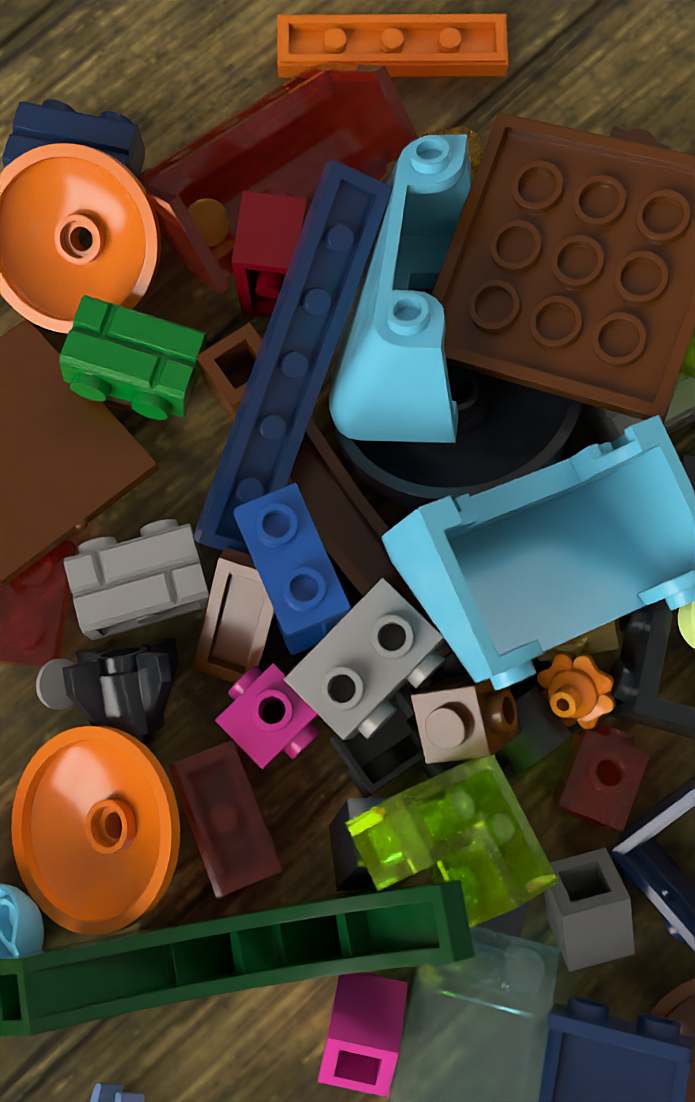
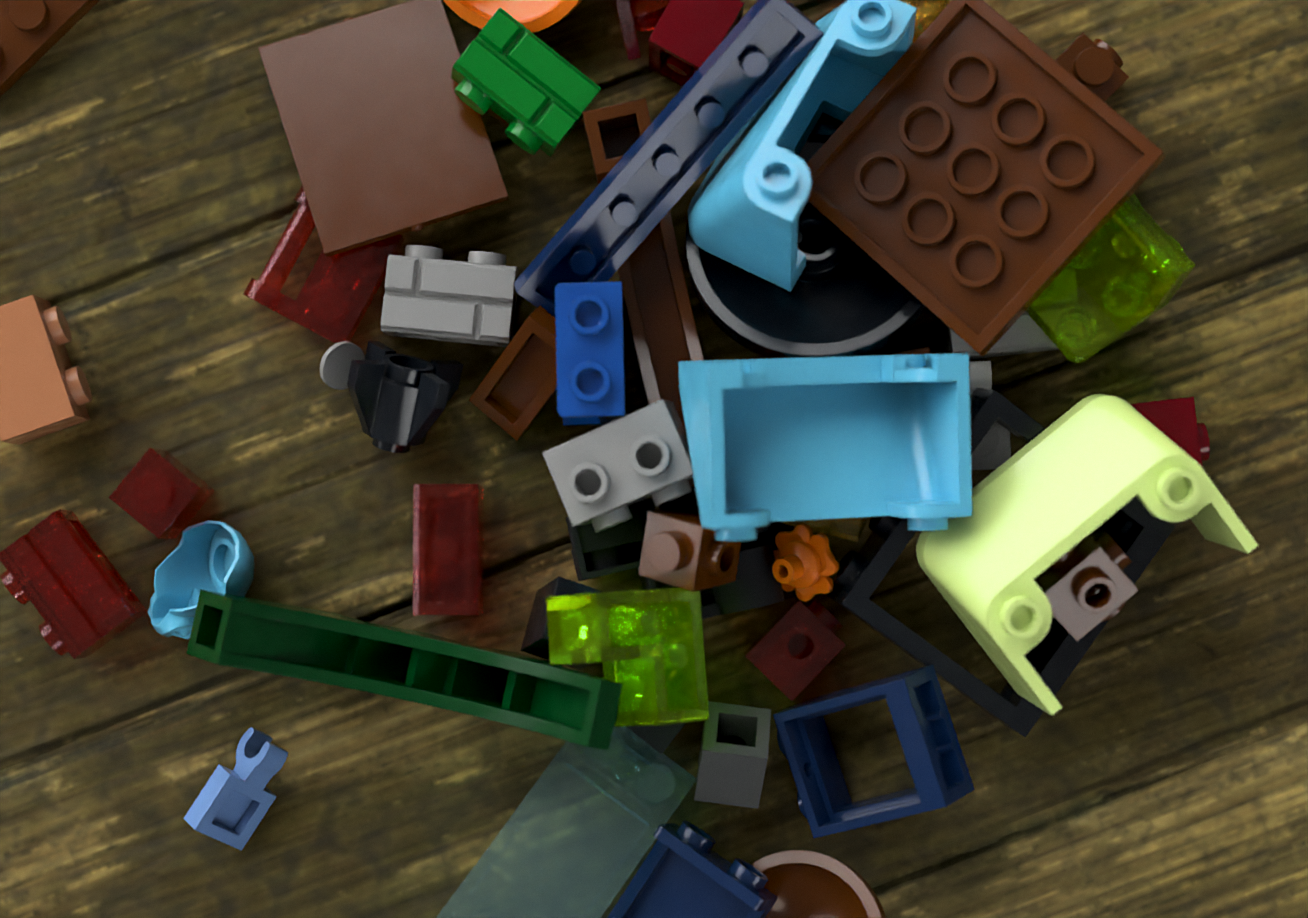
camera: 25 degrees right, 10 degrees up
(70, 834) = (305, 505): orange dish -> none
(246, 721) = (500, 479): dark pink brick -> none
(363, 1033) = (495, 777): dark pink brick -> none

